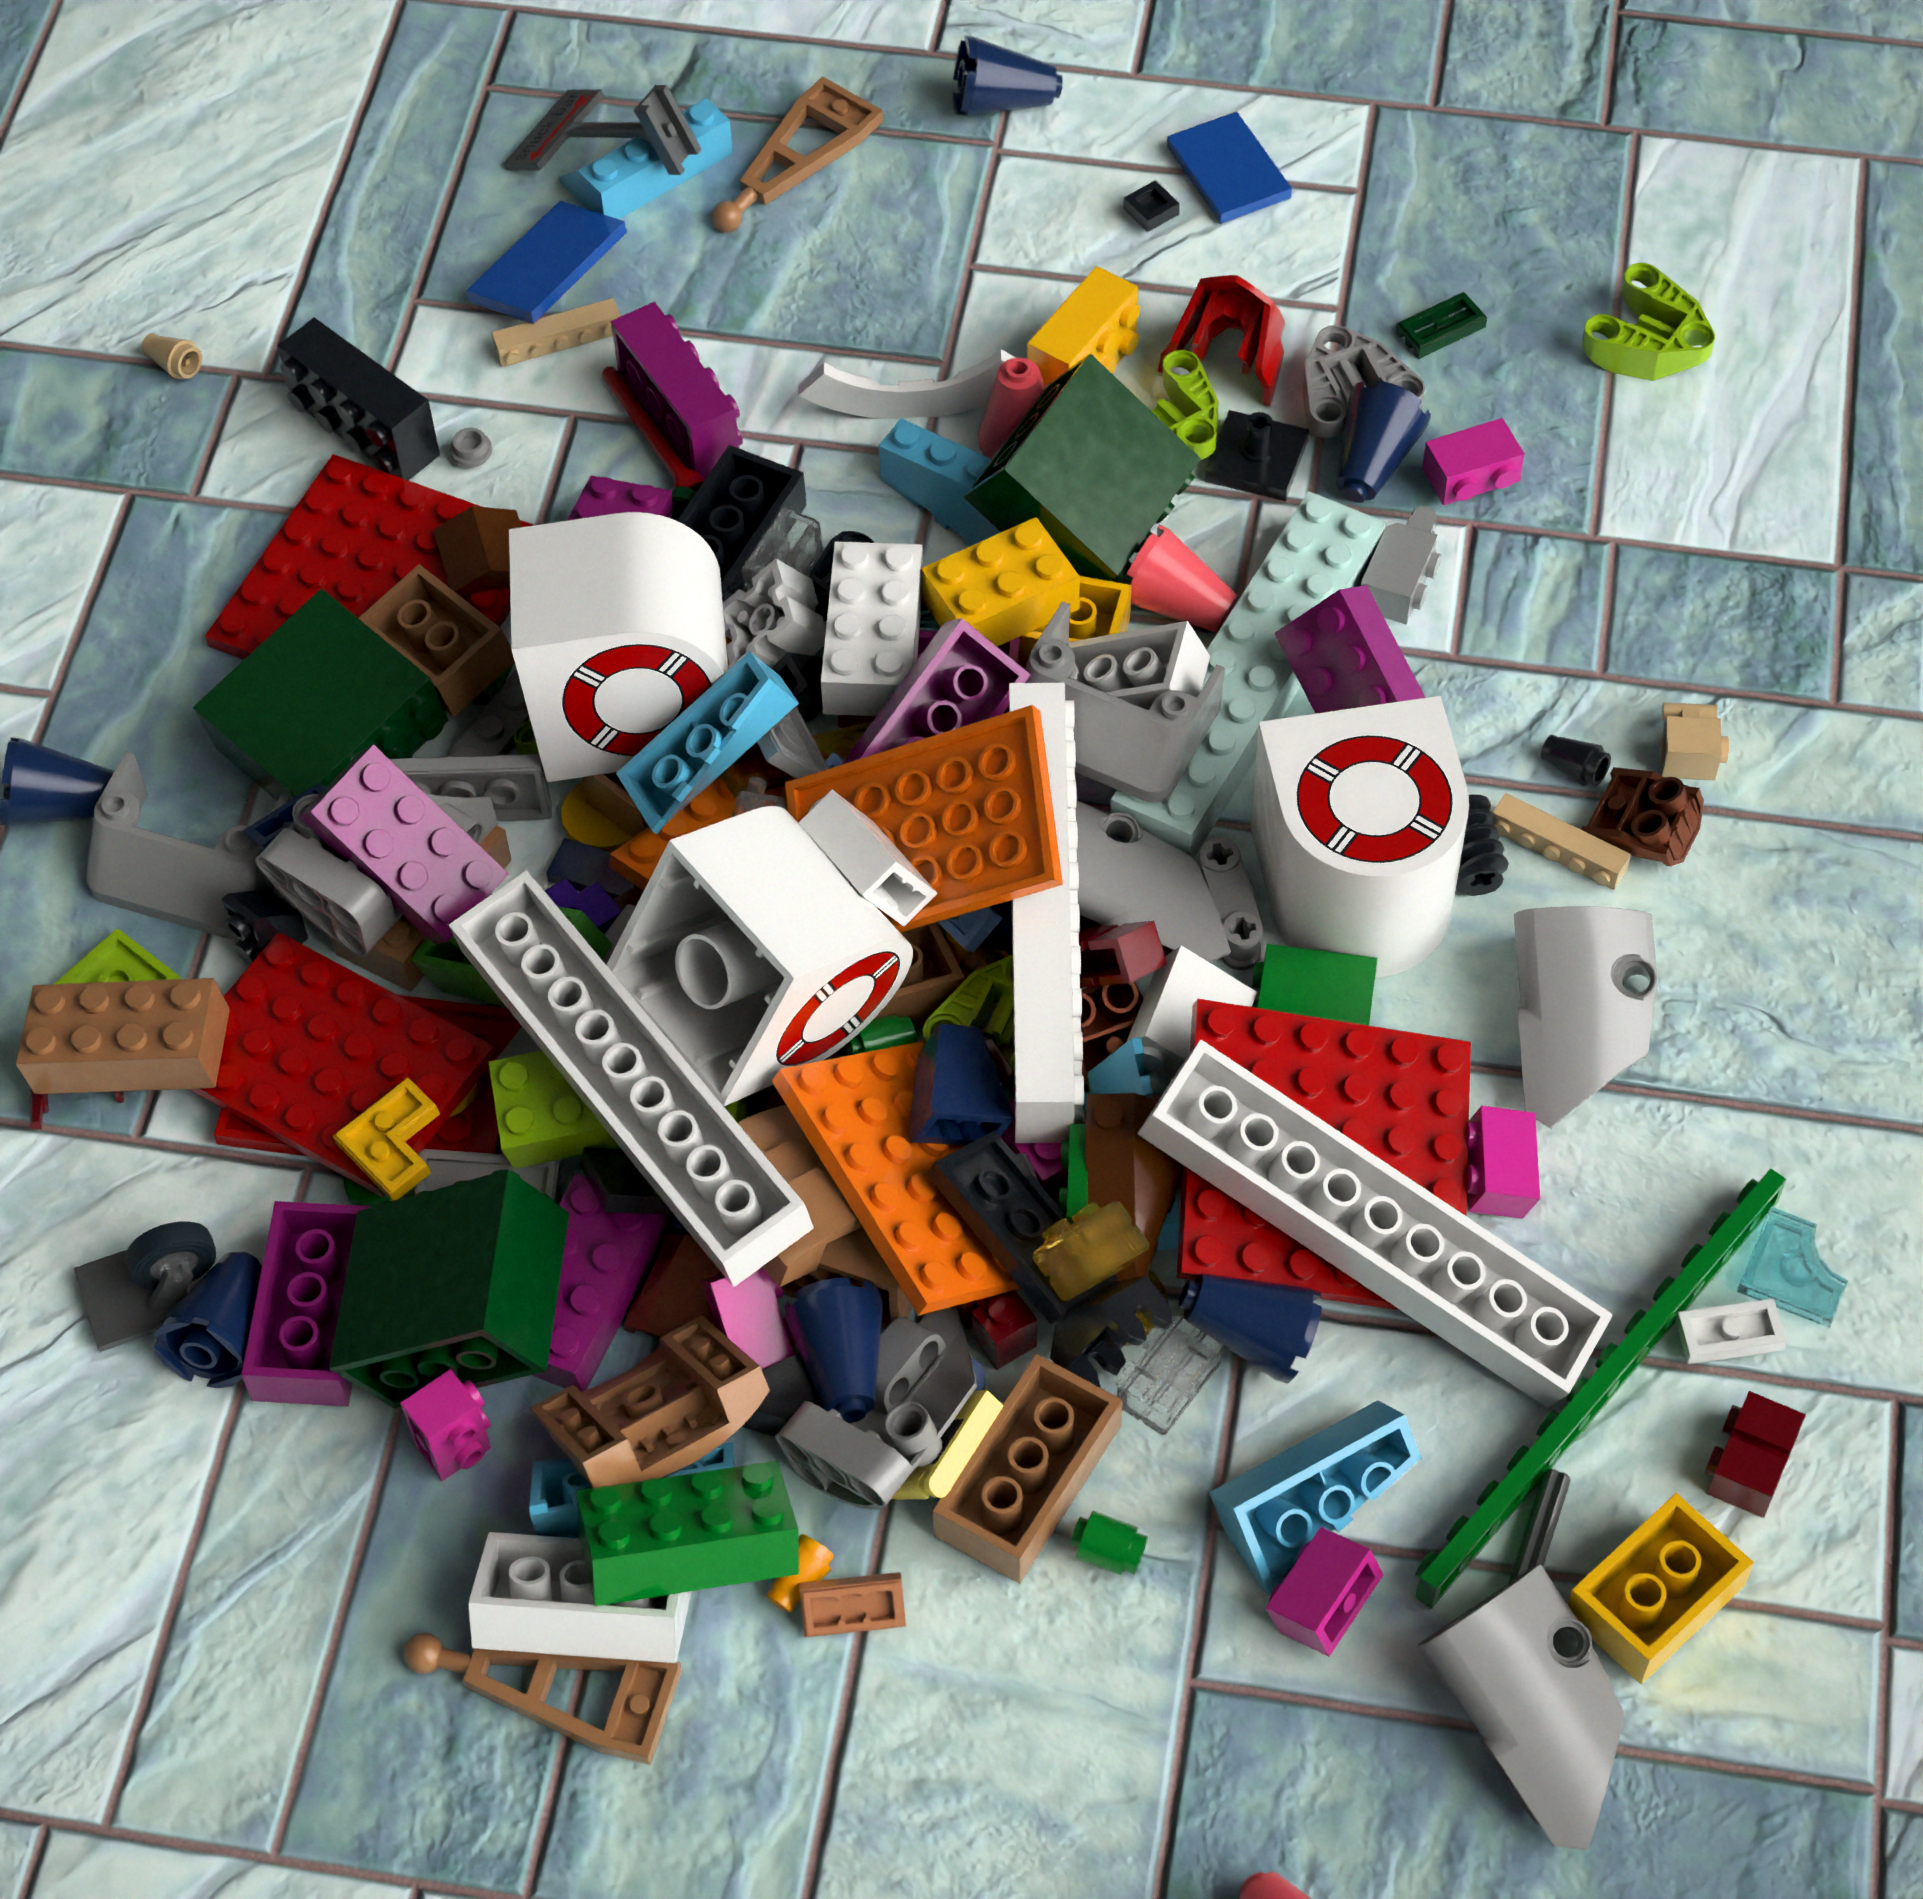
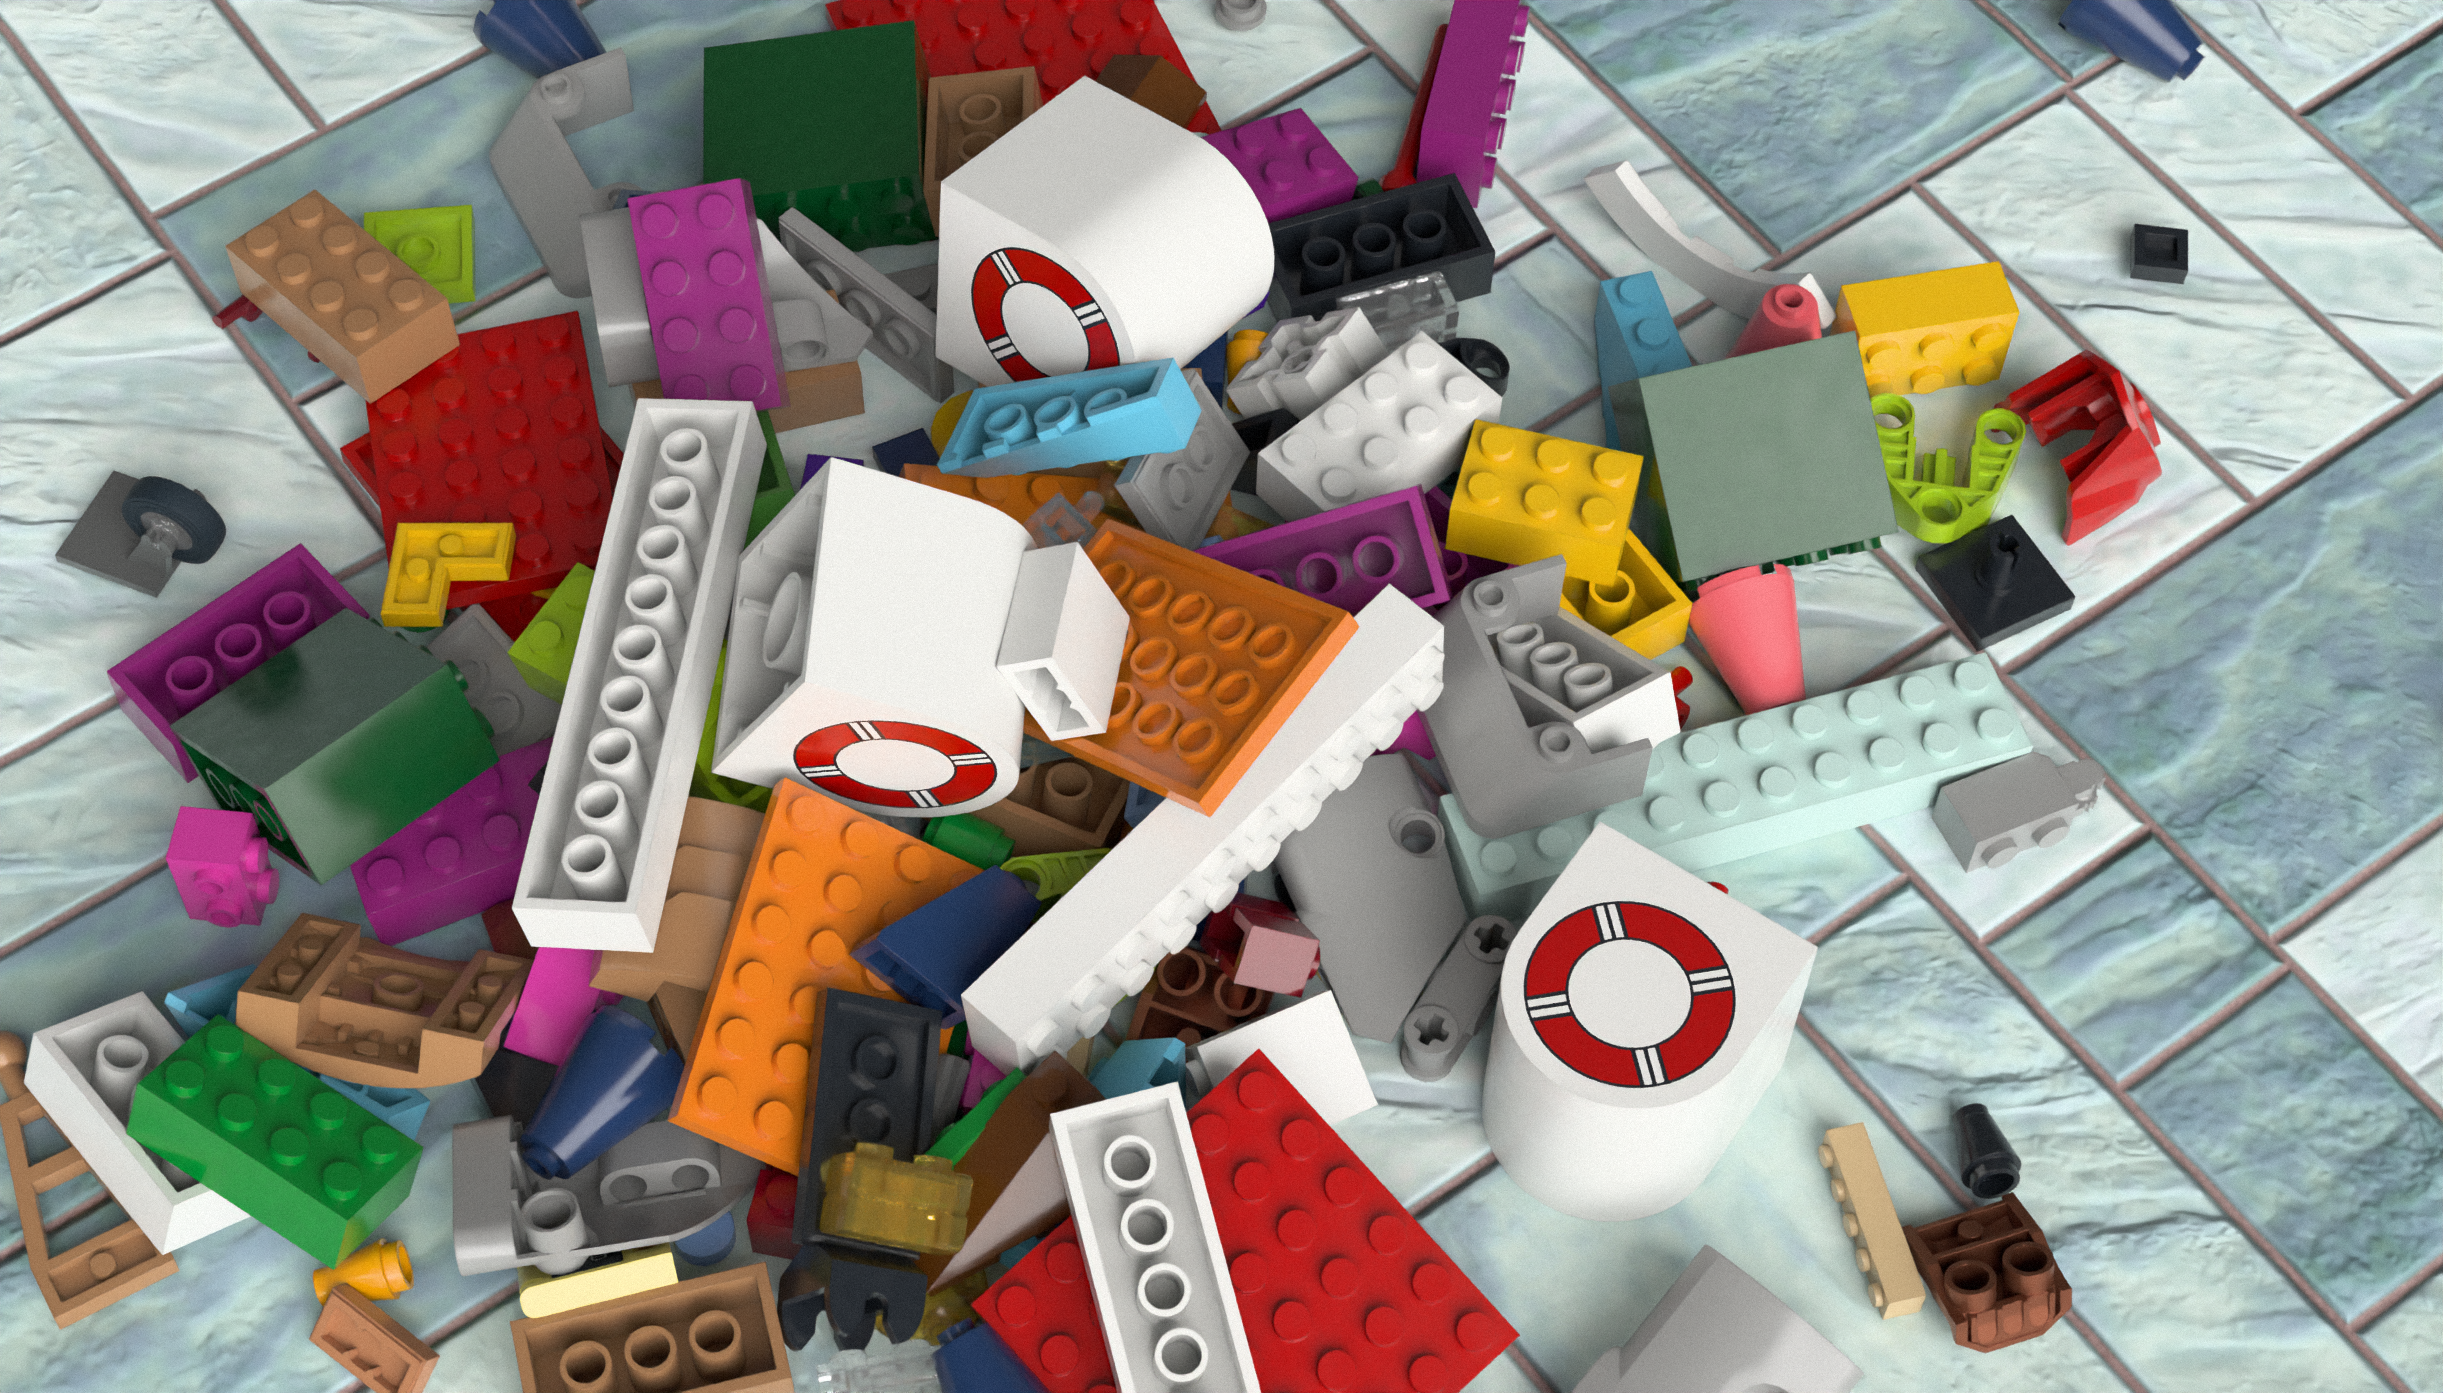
camera: 40 degrees right, 0 degrees up
(212, 1323) = (142, 602): dark blue cone -> none
(258, 918) = (565, 284): black slope -> none
(1229, 167) = (2290, 275): blue tile -> none
(1315, 983) = (1439, 1158): green brick -> none
(1336, 371) = (2178, 561): light grey connector -> none
(1347, 654) = (1815, 861): magenta brick -> none
(1377, 436) = (2126, 658): dark blue cone -> none
(1446, 328) = (2345, 606): dark green tile -> none
(1473, 461) = (2210, 760): dark pink brick -> none
(1482, 852) = (1768, 1145): black piece -> none
(1692, 741) = (2128, 1239): tan brick -> none

